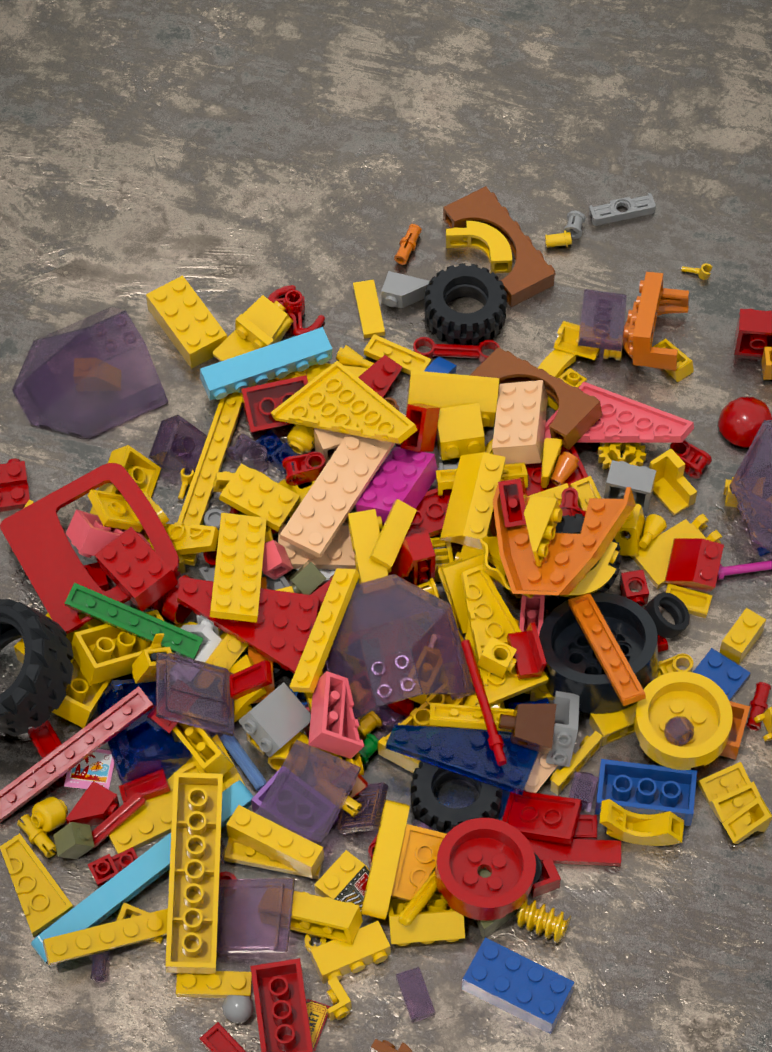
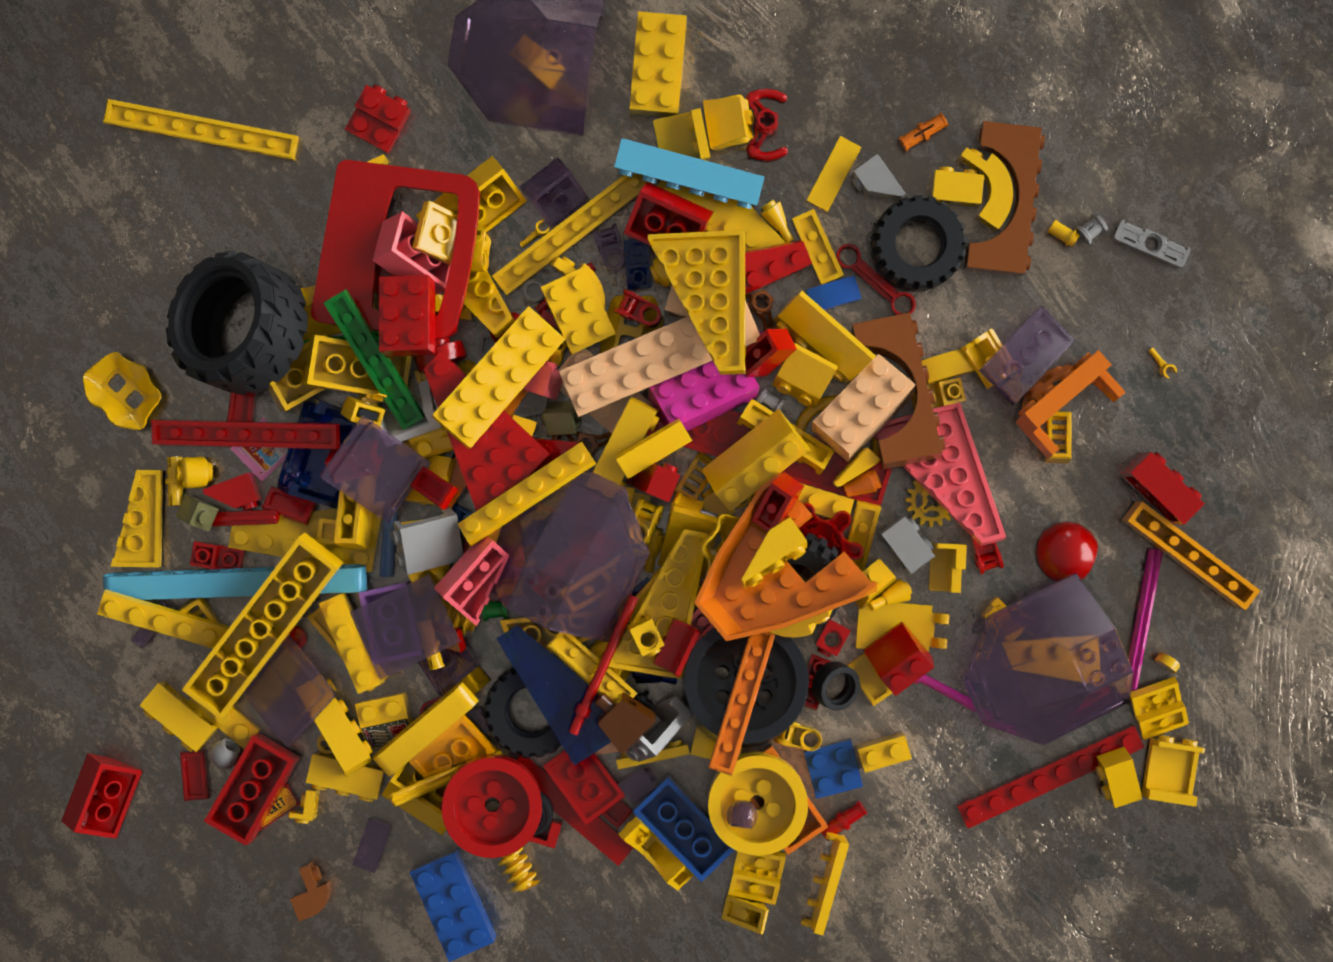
camera: 35 degrees right, 30 degrees up
(177, 1007) = (178, 716): none -> yellow brick
(466, 252) = (957, 187): none -> yellow brick

